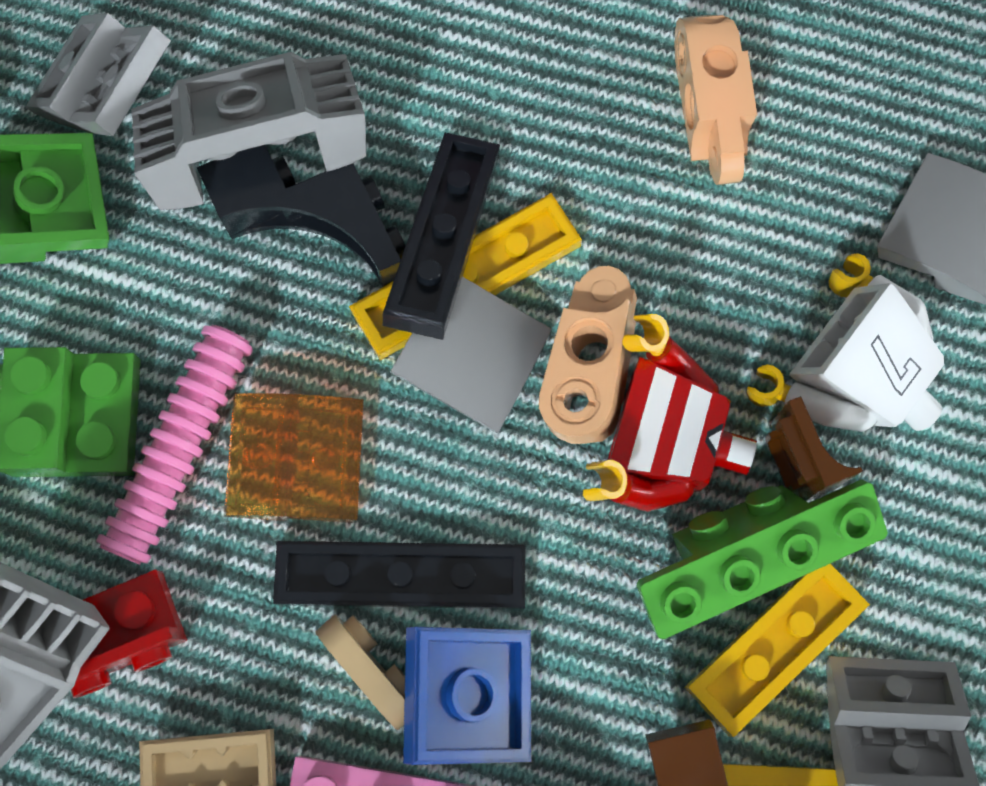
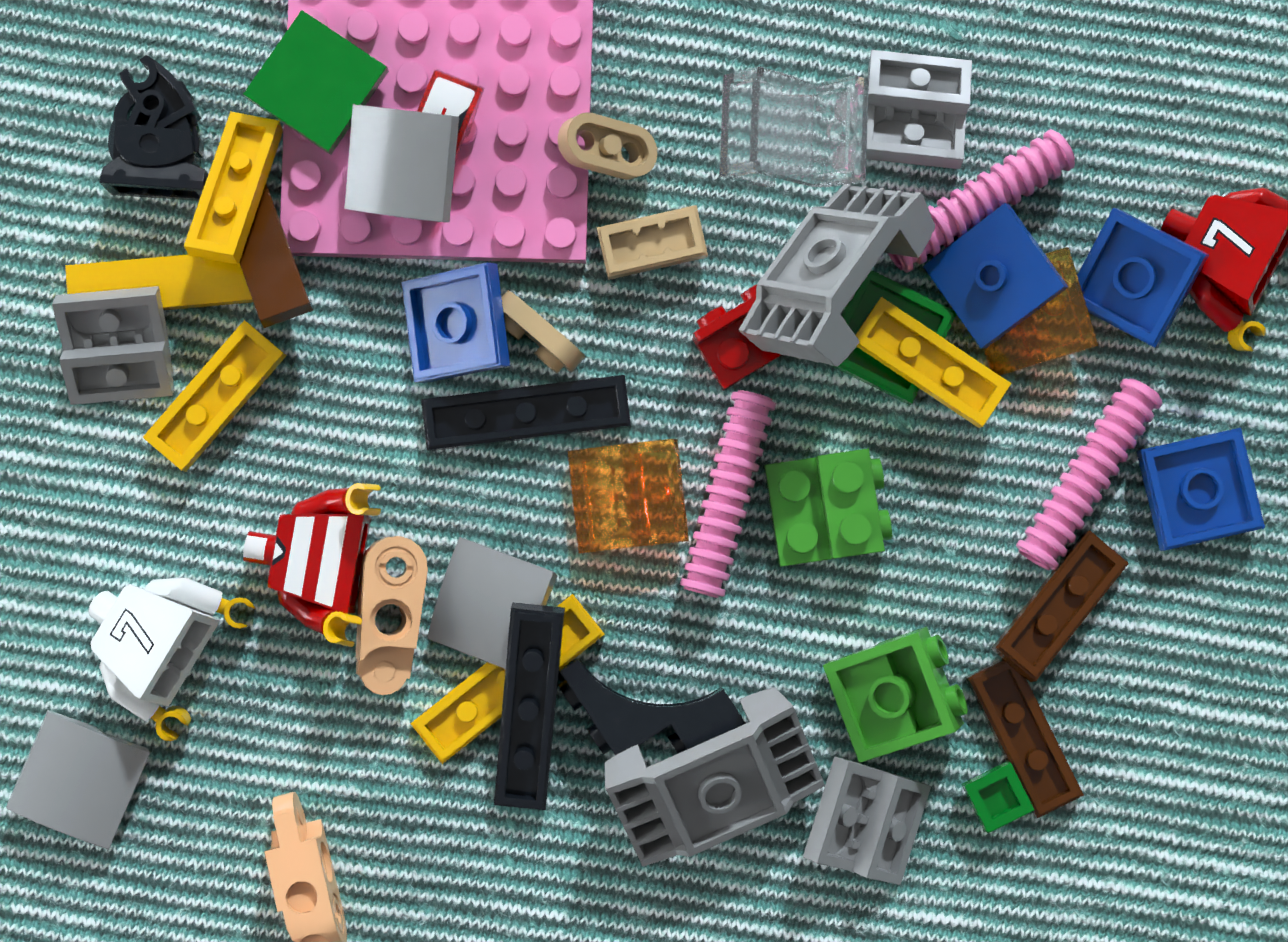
camera: 170 degrees right, 10 degrees up
(756, 550) = (238, 468): bright green bracket -> none
(801, 456) = (206, 545): reddish brown piece -> none

